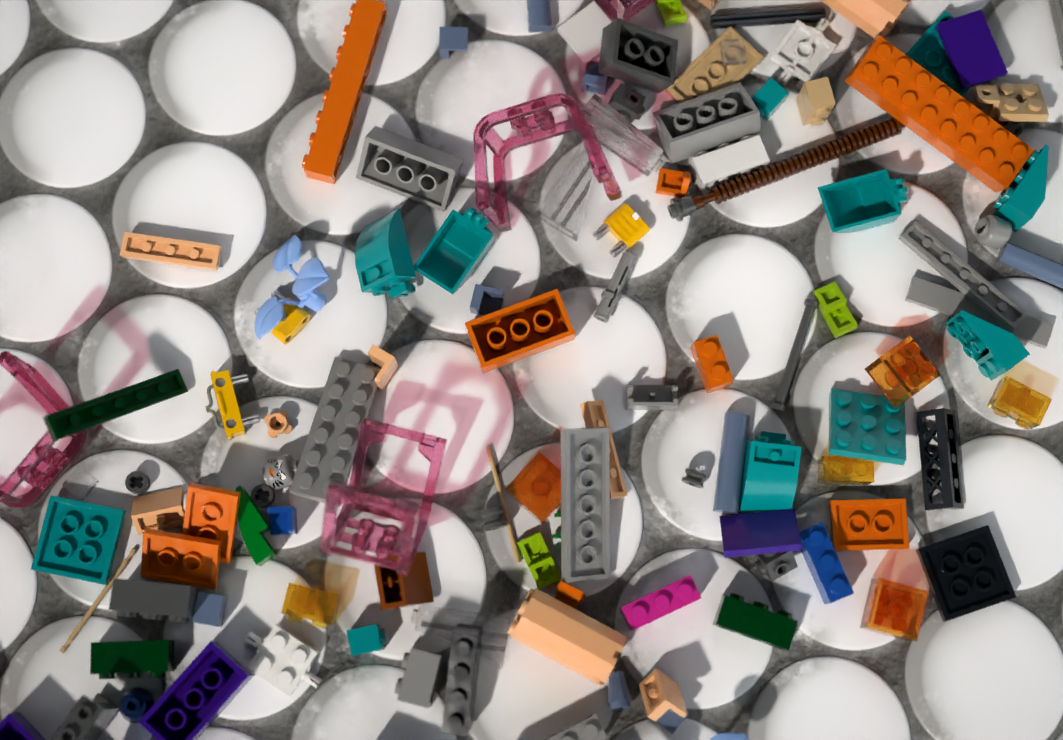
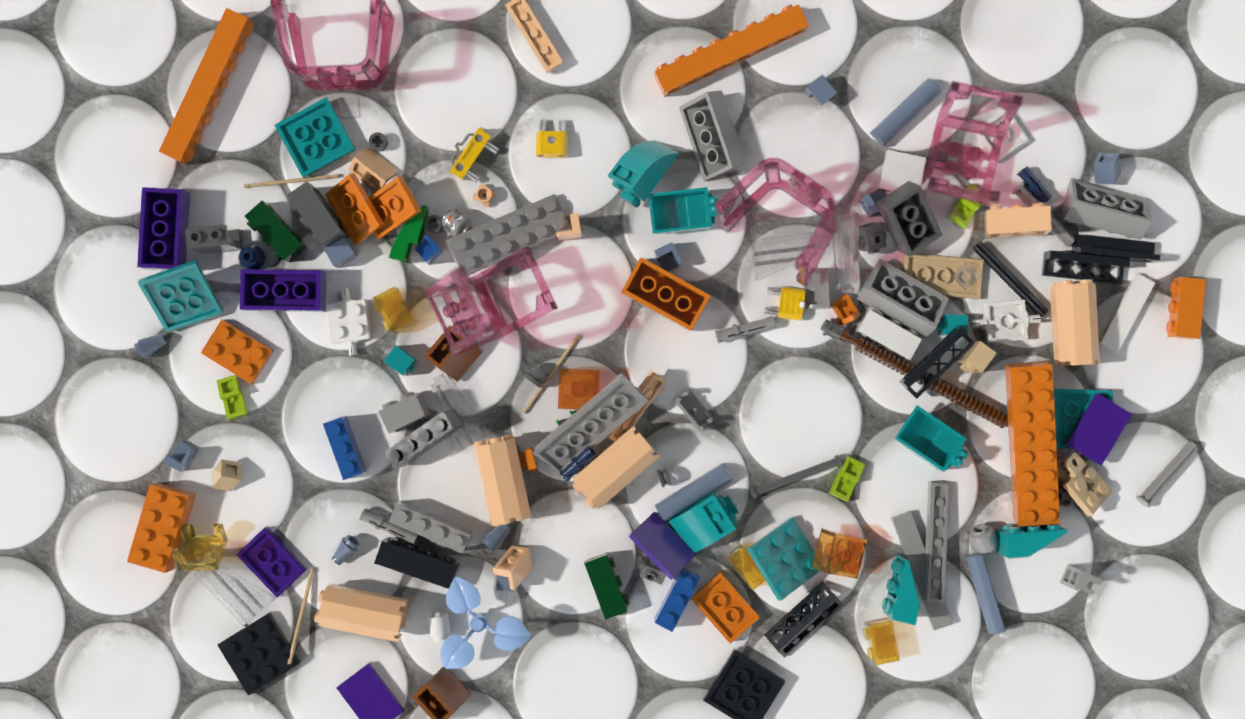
camera: 55 degrees right, 10 degrees up
(114, 405) = (408, 89): dark green tile -> none
(307, 279) = (579, 141): light blue plant -> none
(539, 560) = (535, 423): lime slope -> none
(612, 548) = (577, 463): none -> dark blue pin
(635, 191) = (818, 290): none -> light grey hinge
(646, 515) = (614, 468): none -> light nougat brick
(660, 603) = (568, 519): dark pink arch -> none
(711, 364) = (745, 430): orange brick -> none
(785, 137) = (933, 358): none -> black fence
(894, 609) = (683, 664): clear orange brick -> none

